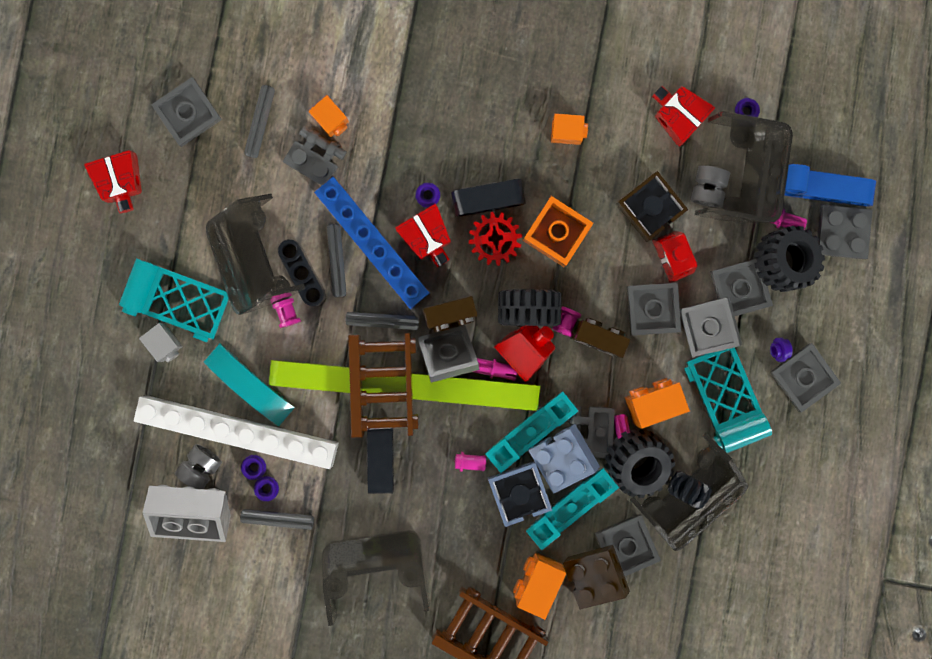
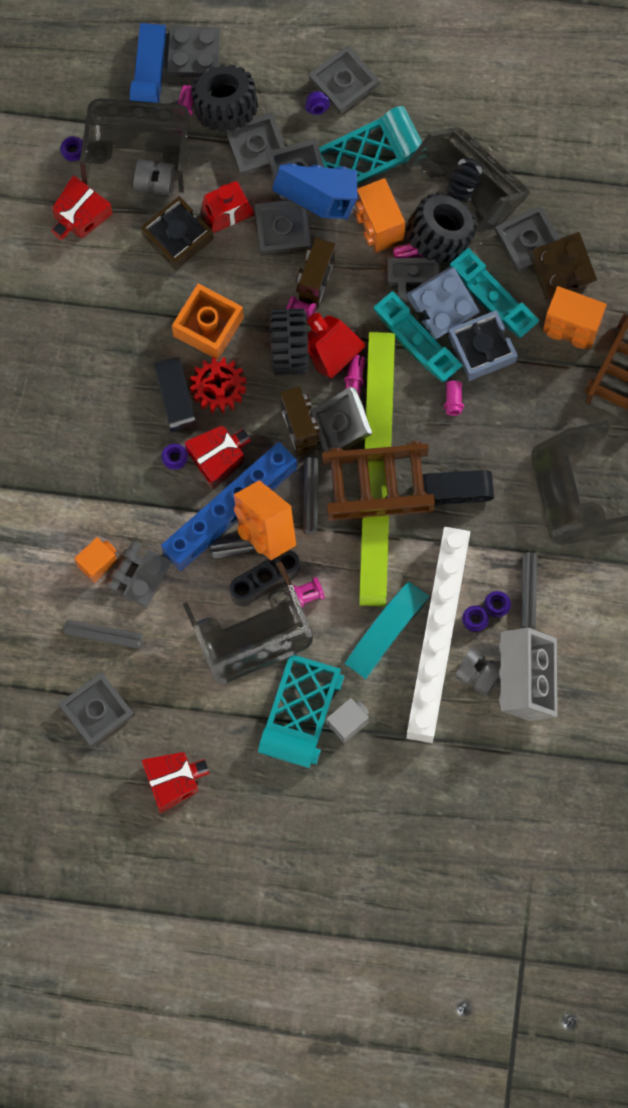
camera: 90 degrees left, 15 degrees down
(349, 274) = (264, 520): none -> orange brick
(568, 129) = (99, 319): orange brick -> none
(683, 347) = (318, 189): none -> blue slope

